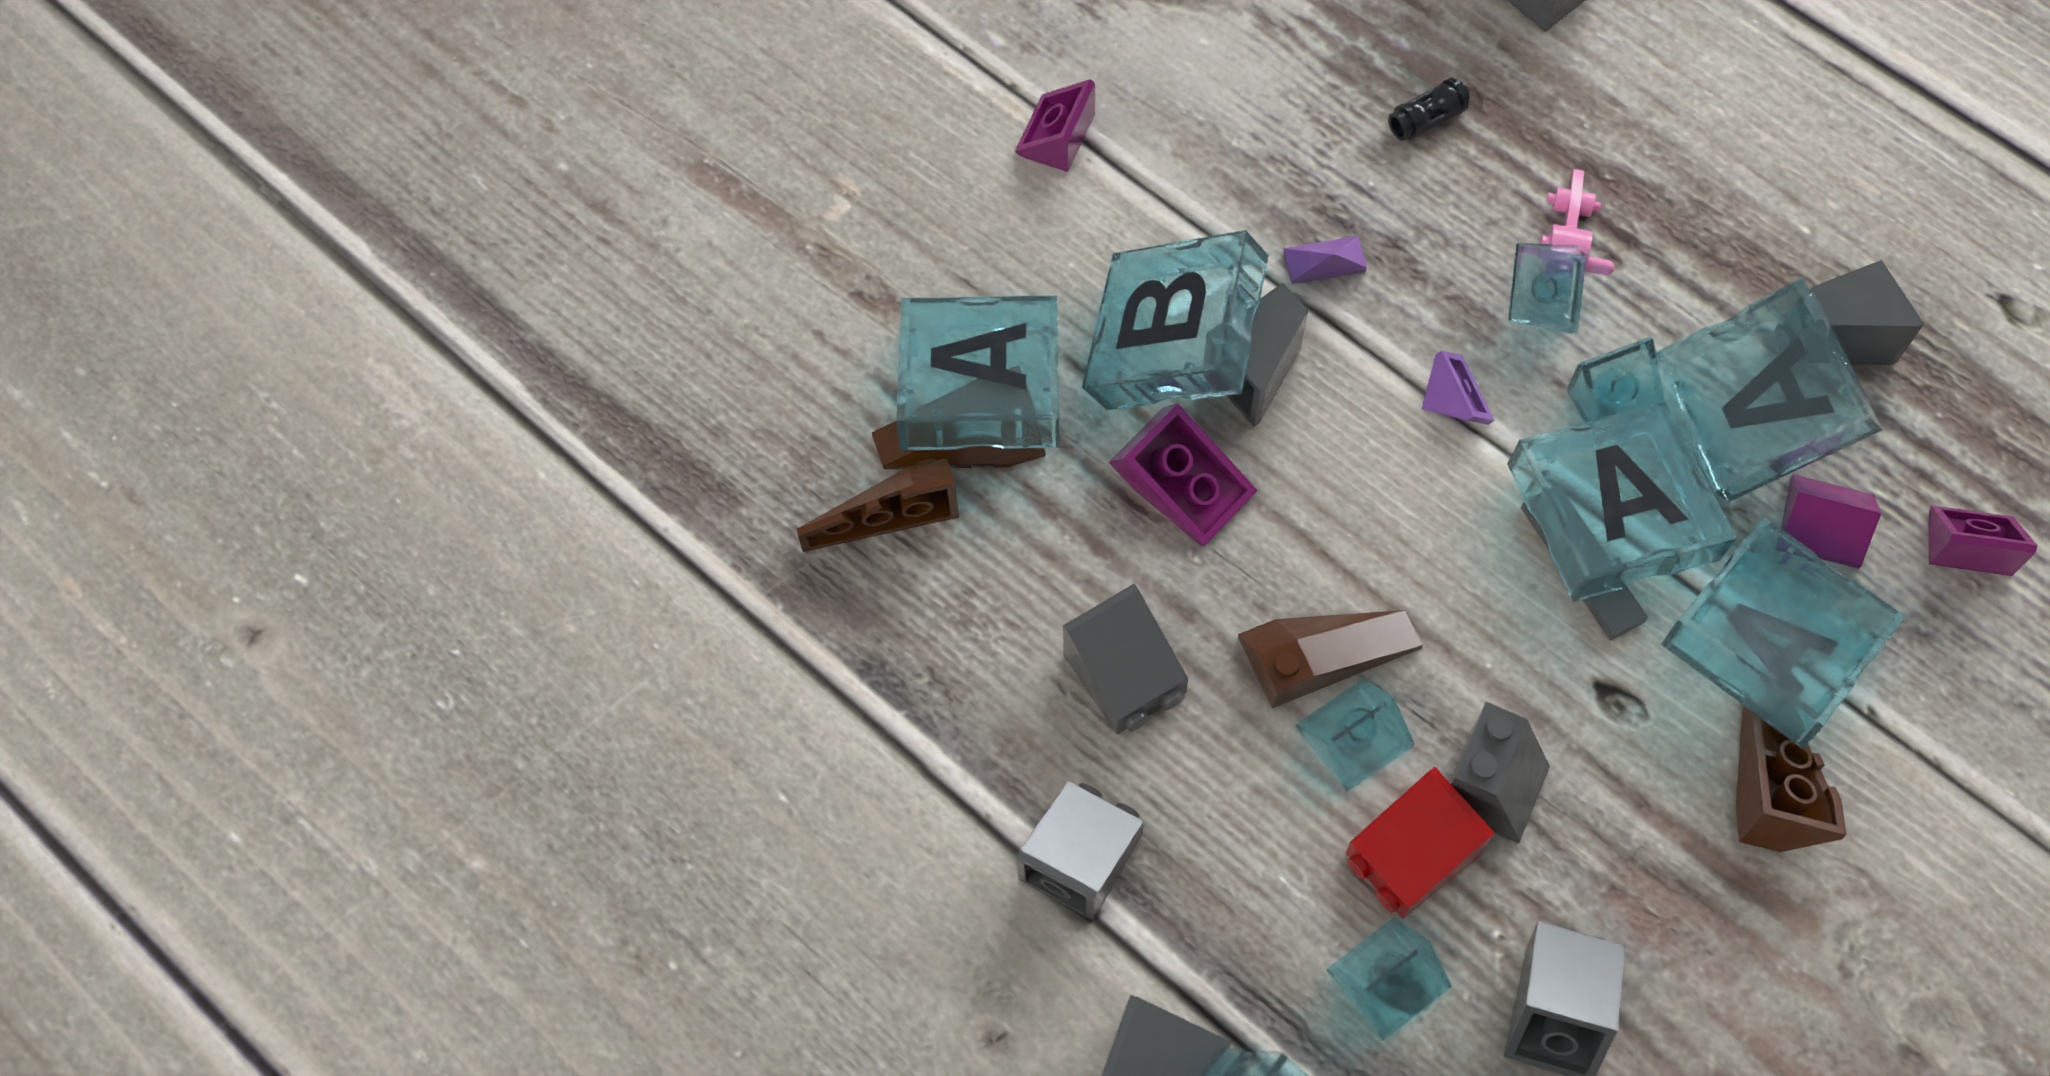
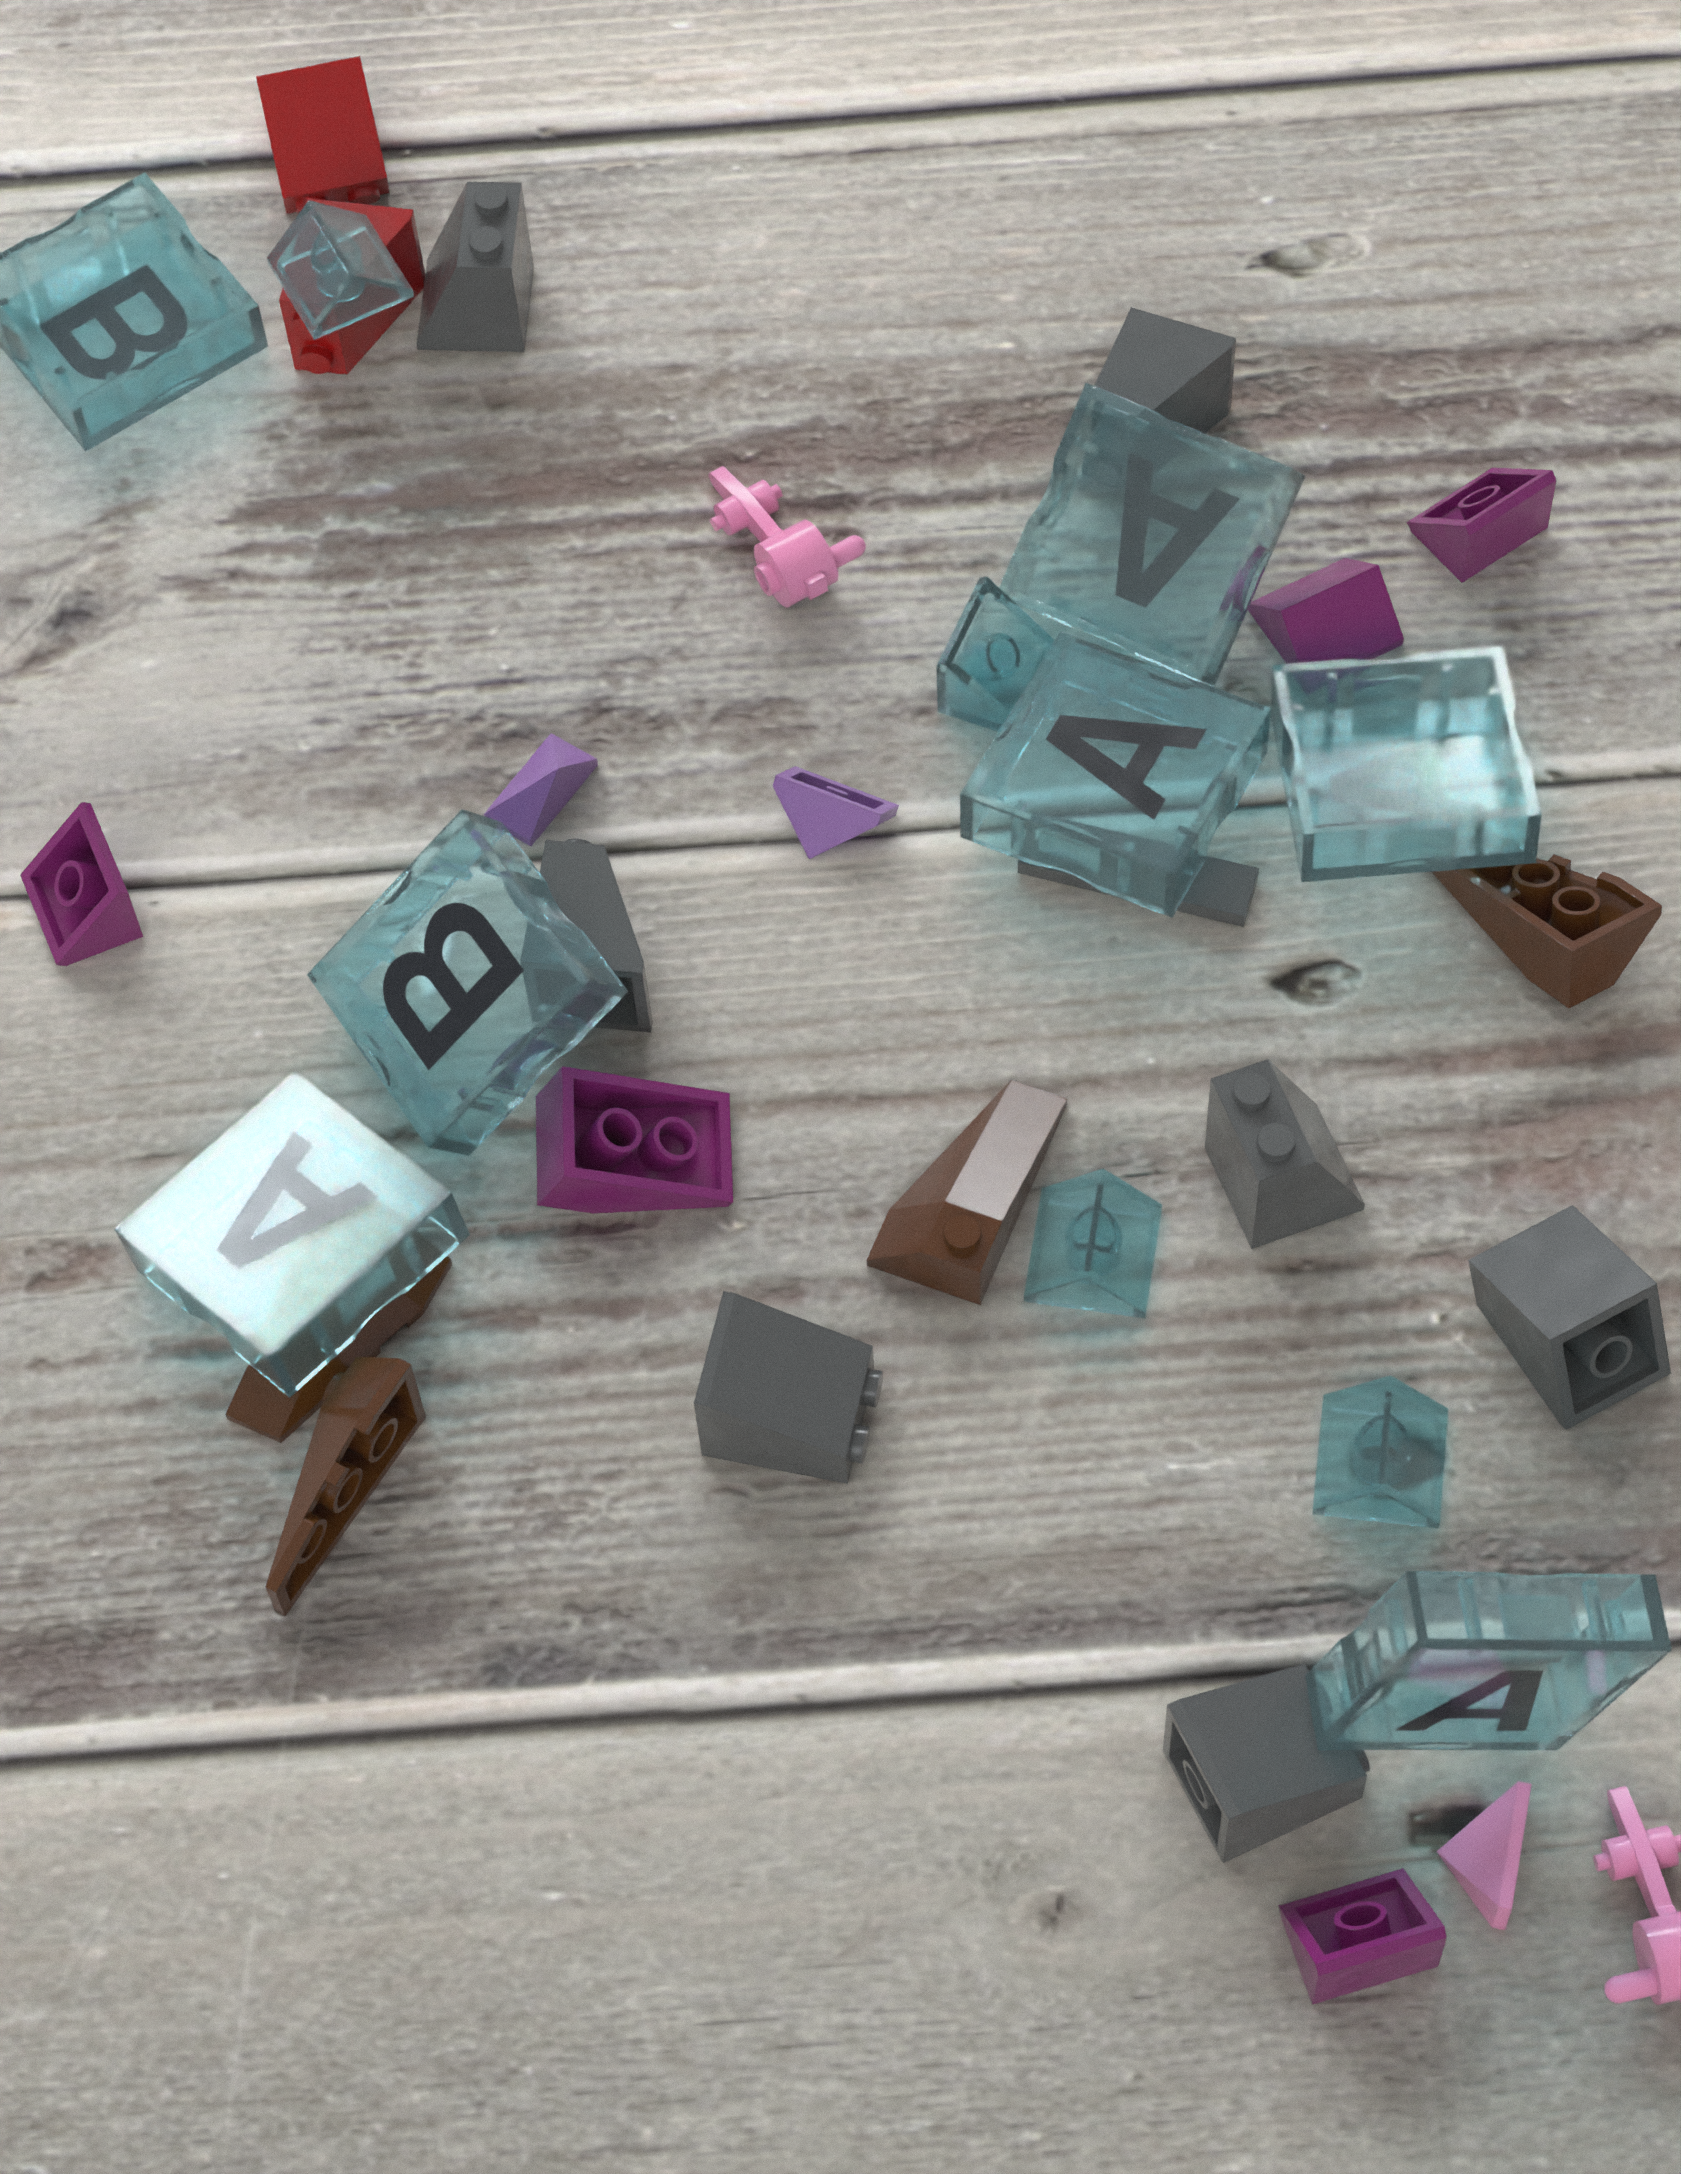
camera: 45 degrees left, 5 degrees down
(1079, 848) = (945, 1629): slope -> none
(1415, 117) = (483, 555): black piece -> none
(1418, 844) = (1278, 1293): red slope -> none
(1548, 286) = (820, 612): clear light blue slope -> none

